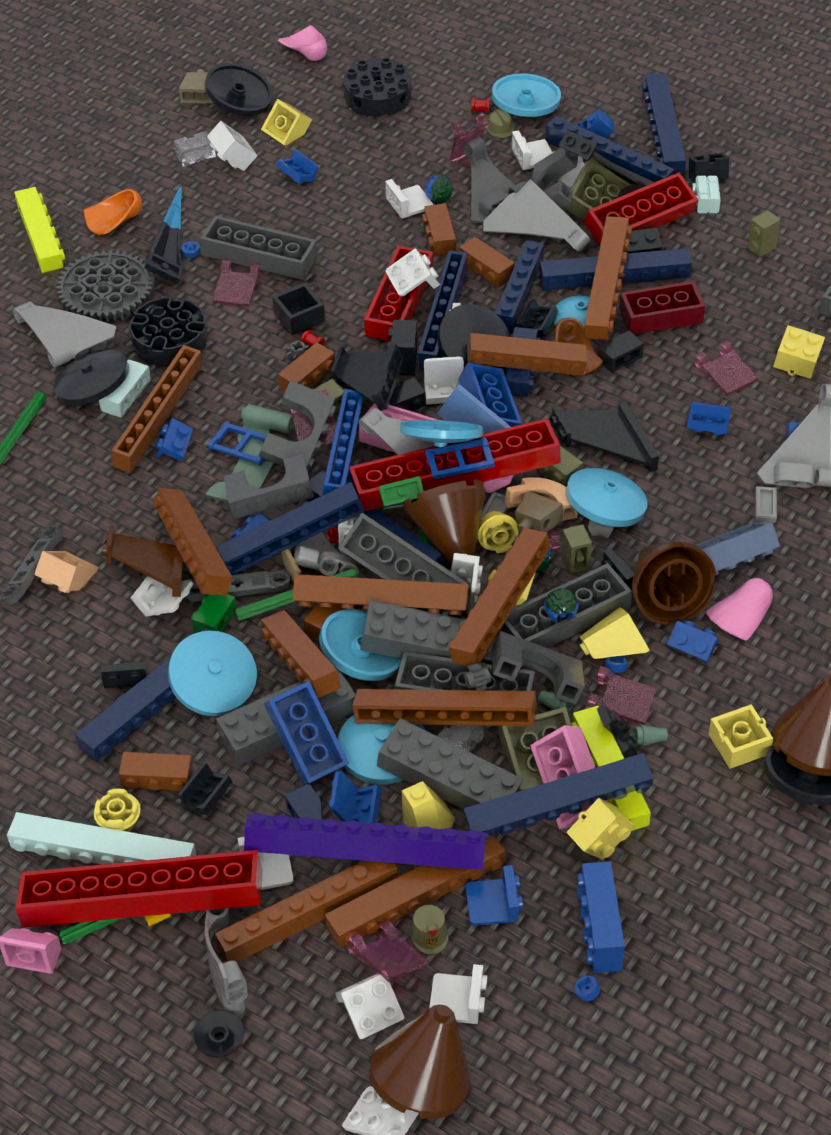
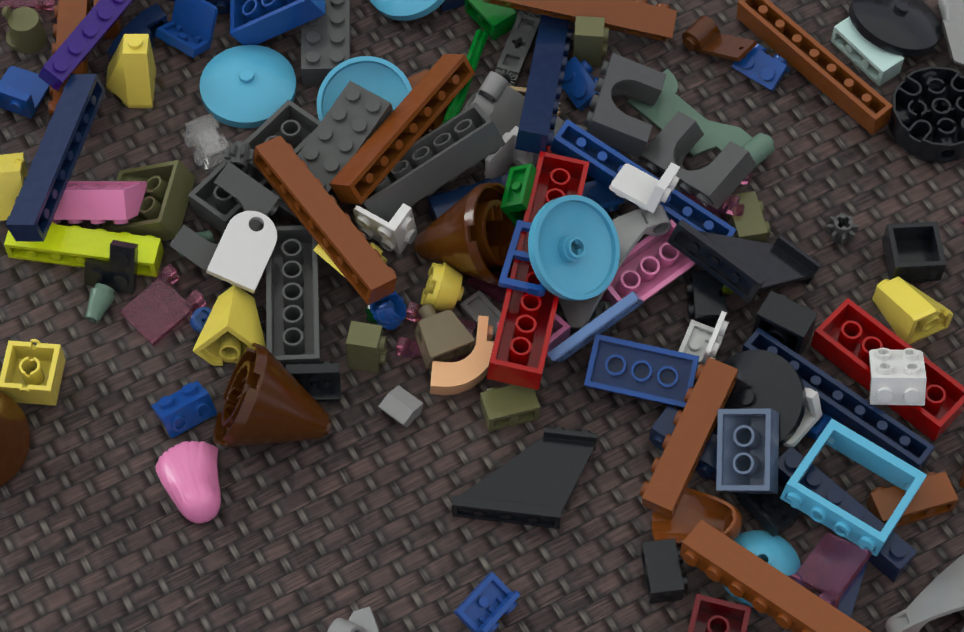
camera: 115 degrees right, 10 degrees up
(168, 464) = (705, 38): none -> reddish brown door
(216, 527) = (590, 39): none -> olive brick
(248, 434) = (732, 136): blue window -> none
(300, 653) = (376, 39): dark orange brick -> none
(308, 367) = (806, 224): dark orange brick -> none
(310, 339) = (855, 252): red bush -> none
(347, 298) = (909, 310): none -> light yellow slope
(355, 419) = (643, 188): none -> white bracket
(444, 767) = (164, 106): dark grey brick -> none
(445, 707) = (230, 125): dark orange brick -> none
(509, 290) = (872, 458): none -> medium azure window
(519, 317) = (747, 451): none -> sand blue slope
(556, 637) = (244, 252): none -> white tile
(559, 603) = (280, 271): dark green piece -> none
(566, 271) = (832, 567): none -> clear pink flag
(606, 497) = (421, 445): medium azure dish -> none
(741, 545) = (280, 514): sand blue slope -> none
(765, 504) = (324, 597): light grey tile -> none

